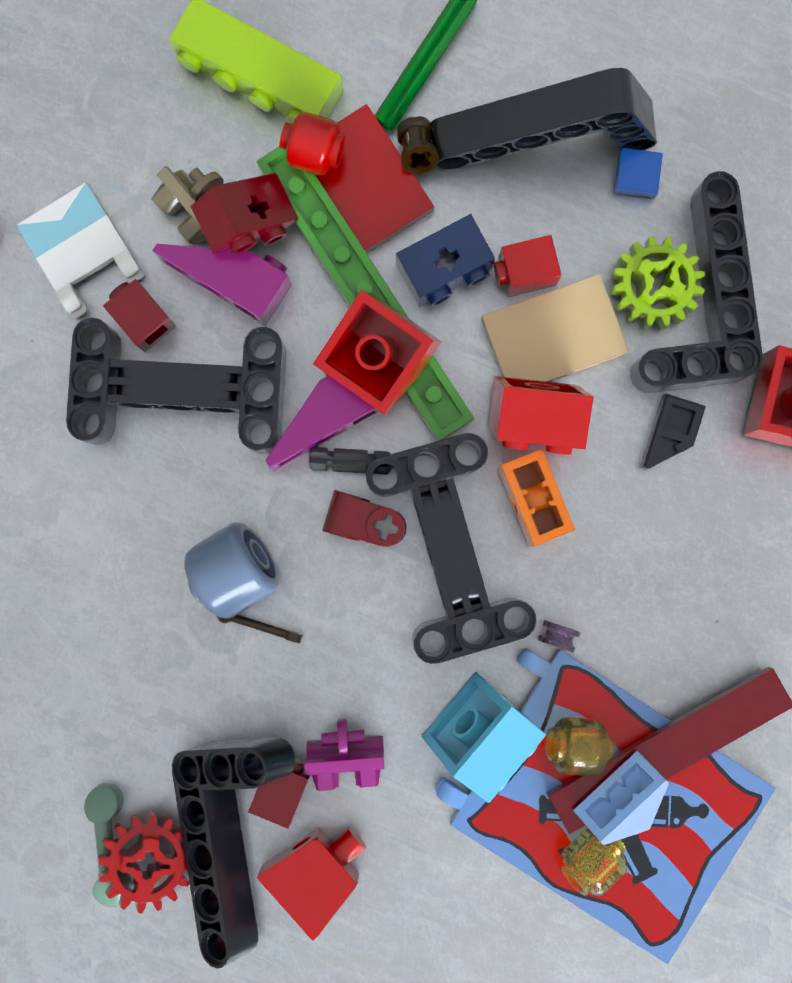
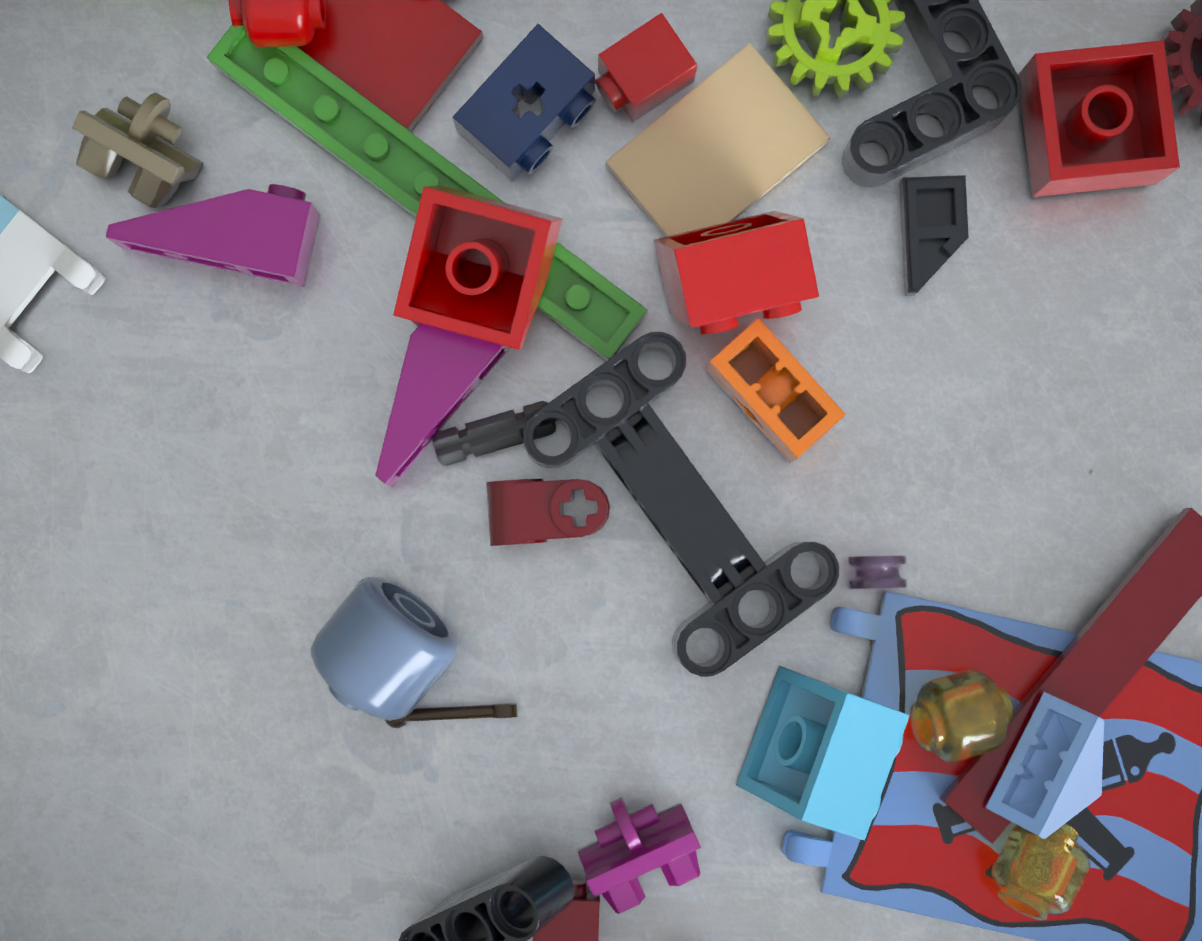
camera: 25 degrees left, 0 degrees up
(138, 314) = (118, 335): dark red brick -> none
(172, 385) = (204, 418): black beam -> none
(244, 213) = (218, 138): dark red brick -> none

